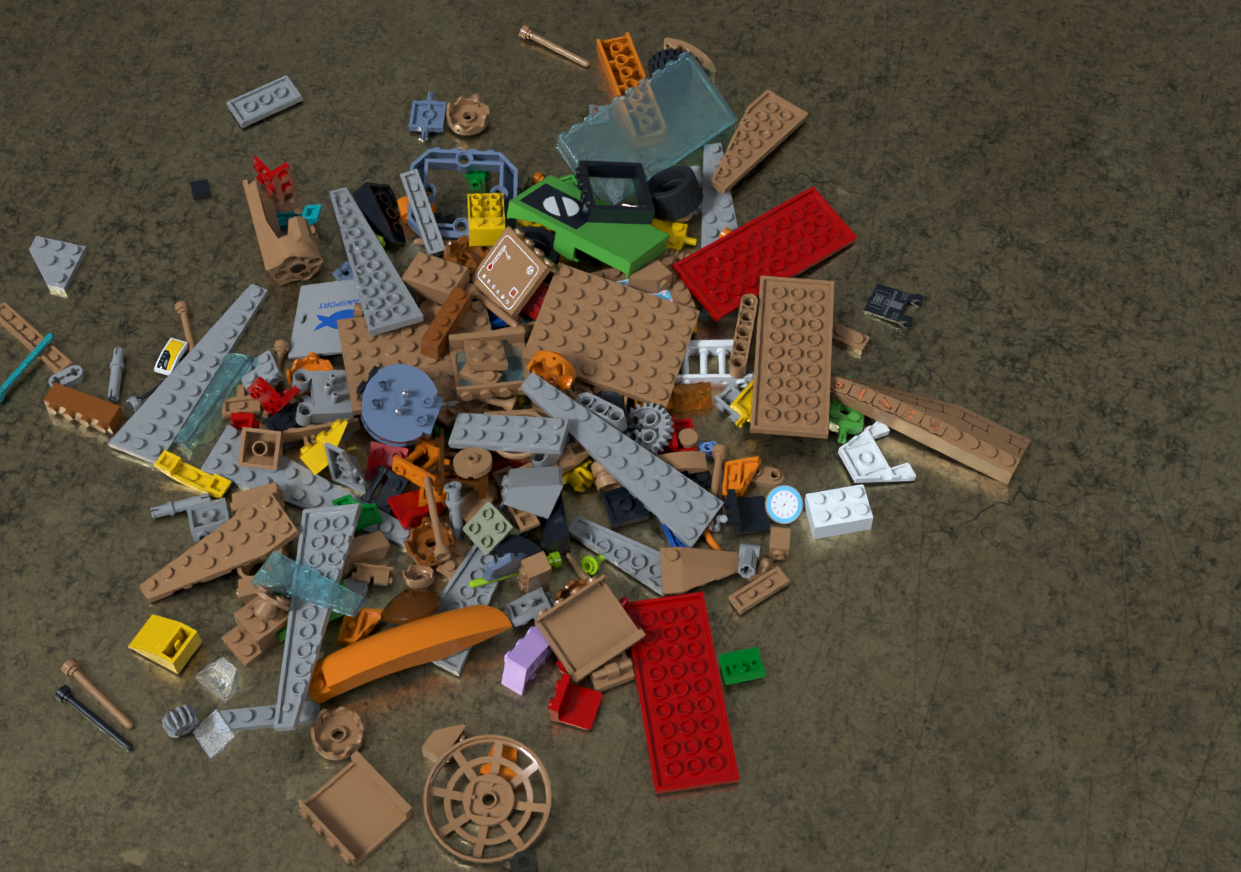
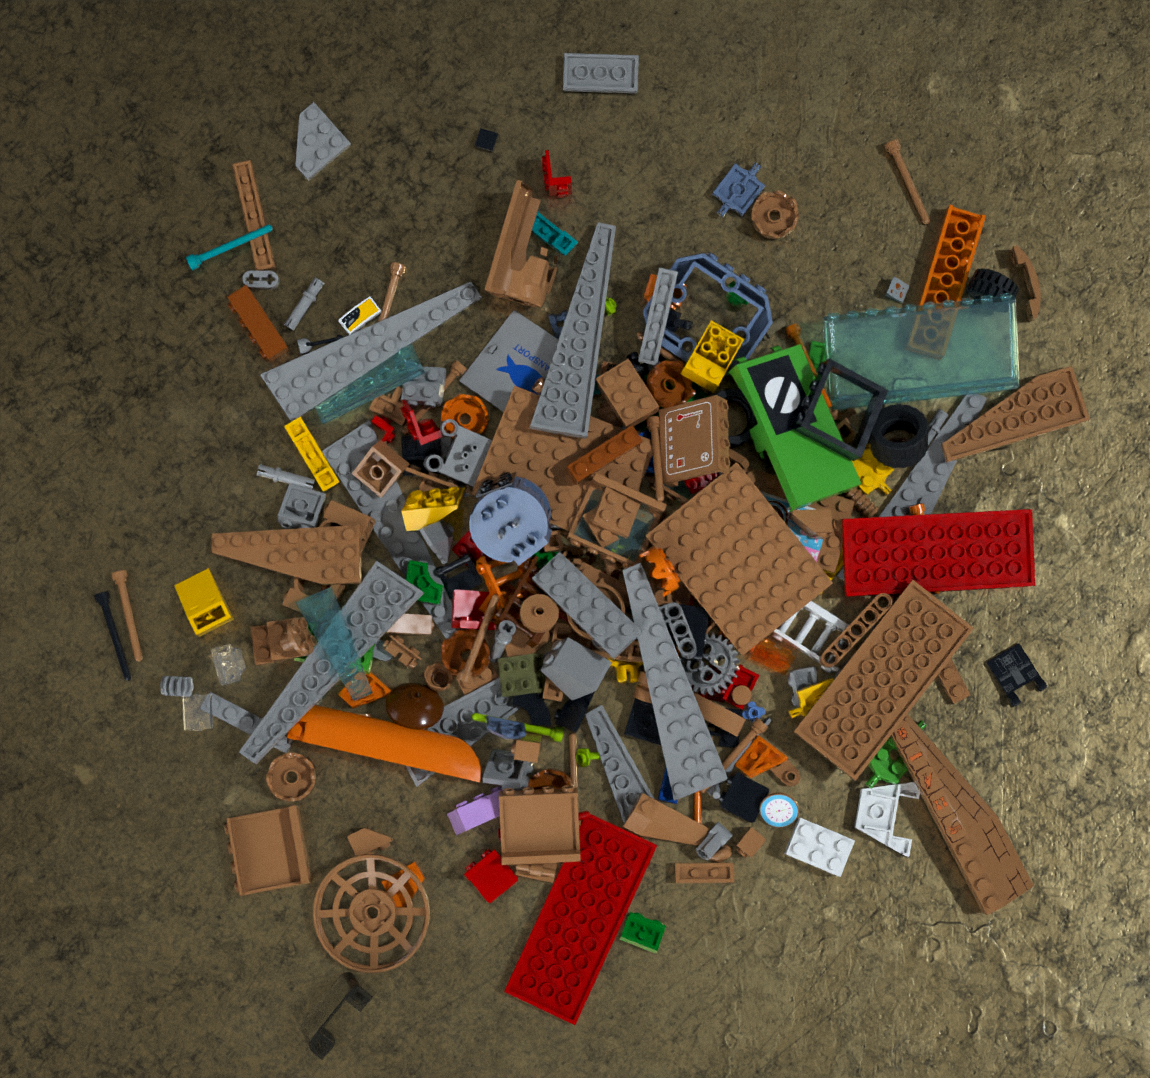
camera: 30 degrees right, 25 degrees up
(379, 206) = (630, 271): black wedge -> none

